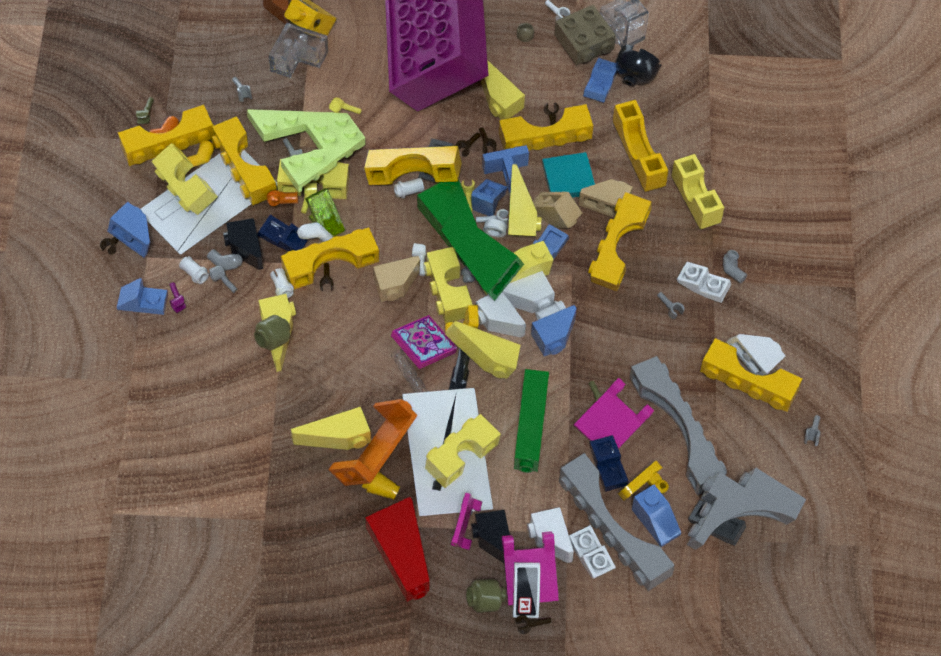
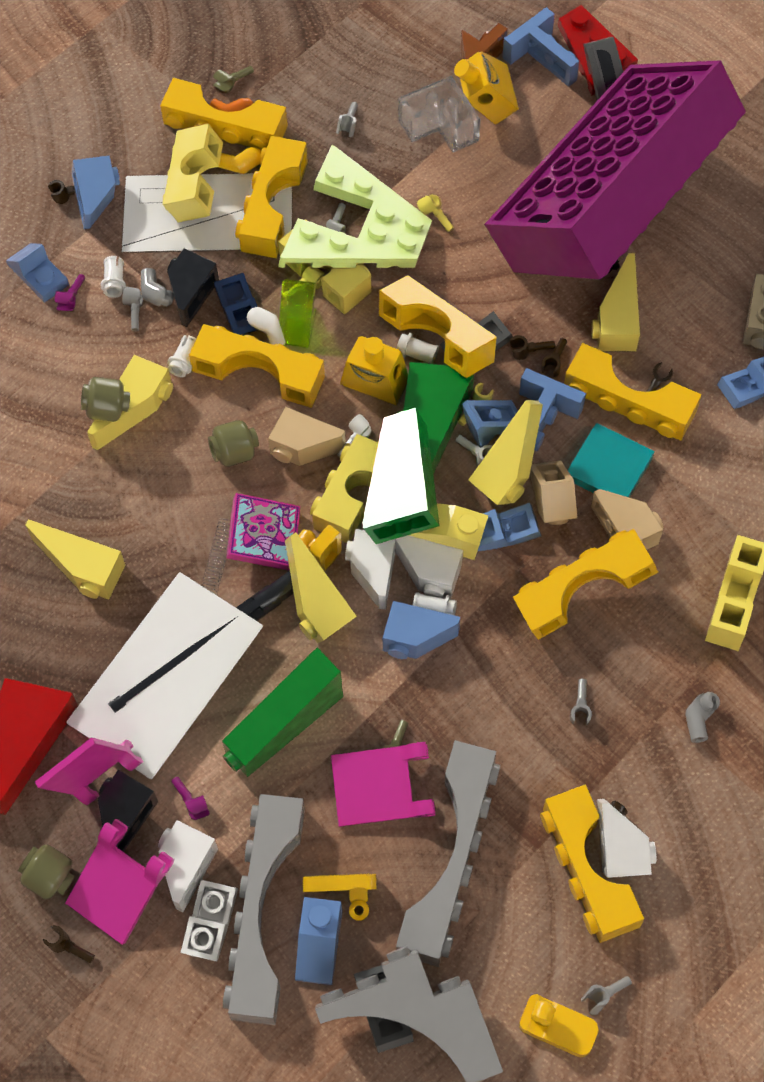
camera: 45 degrees right, 5 degrees up
(277, 197) = (268, 258): orange arm -> none
(326, 278) = (235, 386): dark brown hand -> none
(360, 308) = (233, 443): none -> olive head
(362, 471) = (93, 614): orange panel -> none
(382, 487) = (64, 654): yellow cone -> none
(398, 213) = (375, 370): none -> yellow torso
(475, 436) = (143, 681): light yellow arch -> none
(495, 228) = (464, 461): white tile -> none
(525, 32) = (717, 264): dark tan hinge -> none
(526, 590) = (88, 903): slope -> none
(528, 506) = (197, 806): none -> magenta hand
(608, 462) = (328, 832): dark blue slope -> none
(631, 129) = (720, 488): yellow arch -> none
(701, 282) = (647, 707): white slope -> none
(806, 463) = (558, 1026): none -> yellow piece

